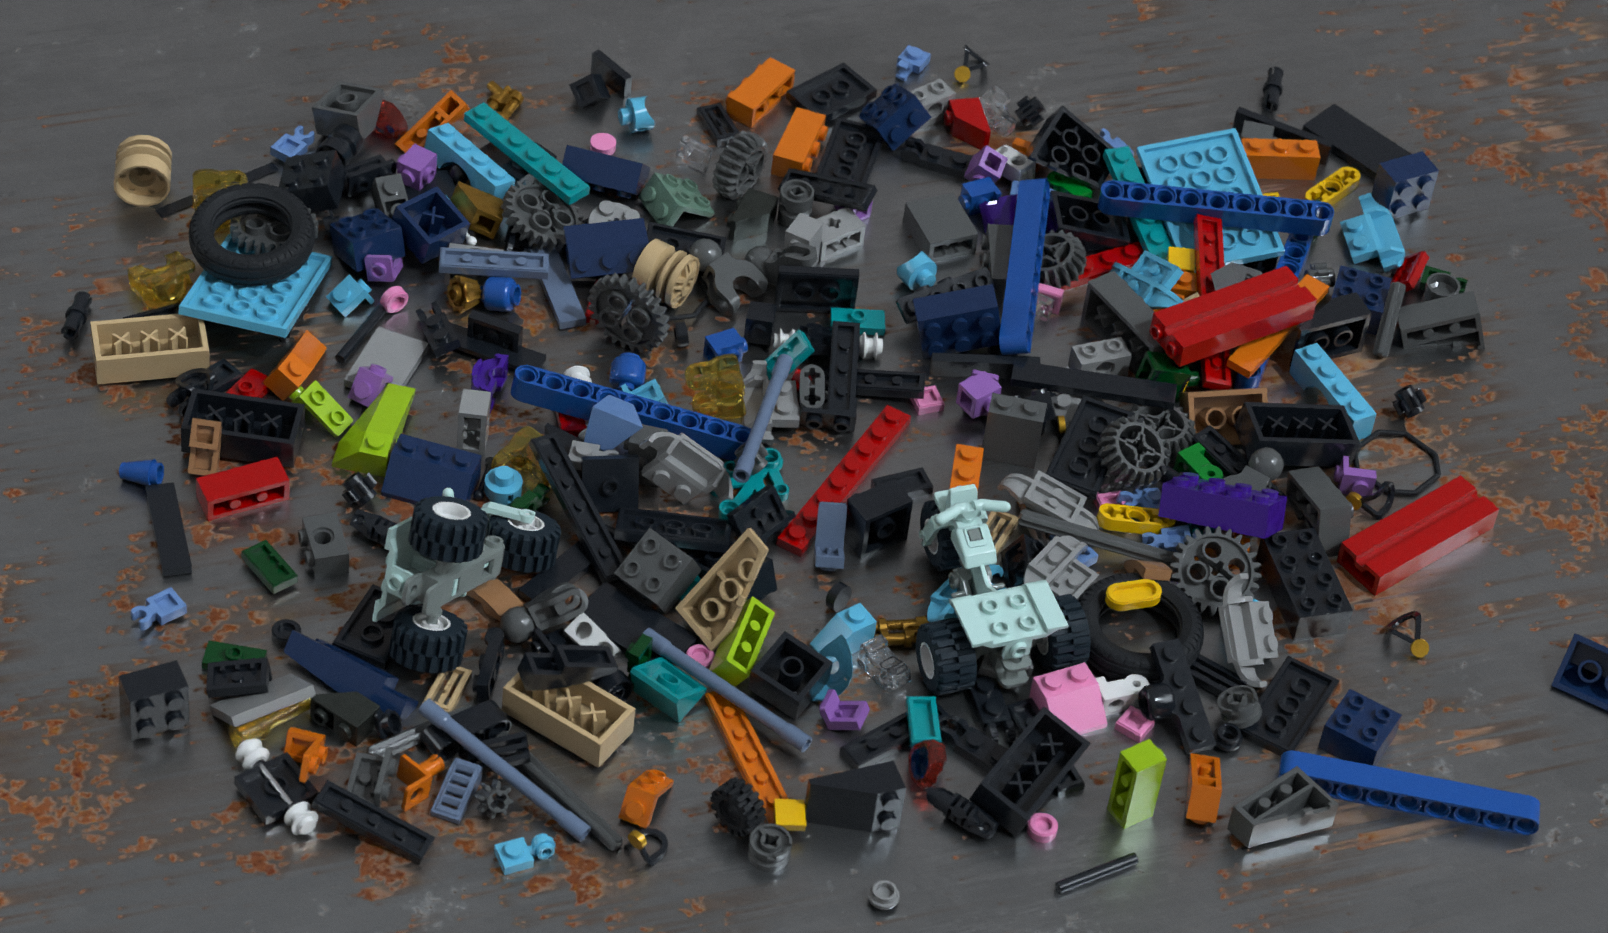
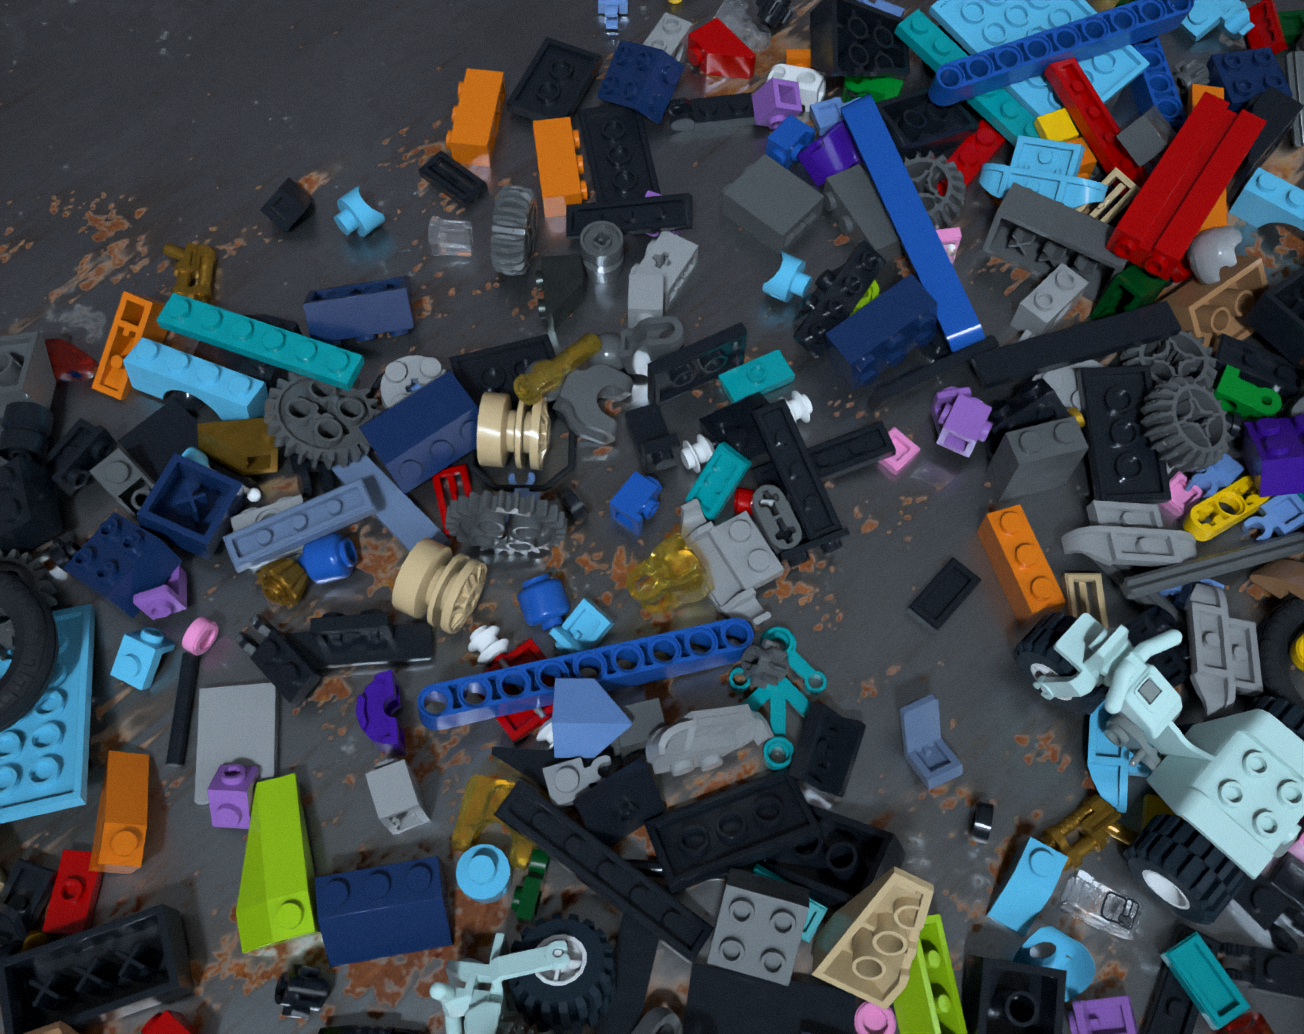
camera: 20 degrees left, 20 degrees up
(322, 407) = (186, 873): lime bracket -> none
(417, 167) = (134, 420): medium lavender brick -> none
(479, 494) = (445, 833): black hinge -> none
(564, 332) = (439, 585): none -> tan wheel
(603, 143) = (338, 270): bright pink tile -> none
(613, 75) = (300, 170): black tile -> none
(670, 196) = (460, 310): sand green bracket -> none
(707, 243) = (549, 373): none -> clear yellow pin
(747, 459) = (780, 696): sand blue piece -> none
(845, 477) = (876, 628): red plate -> none
(877, 518) = (965, 676): black brick -> none
(1228, 368) = (1212, 251): none -> light grey hair

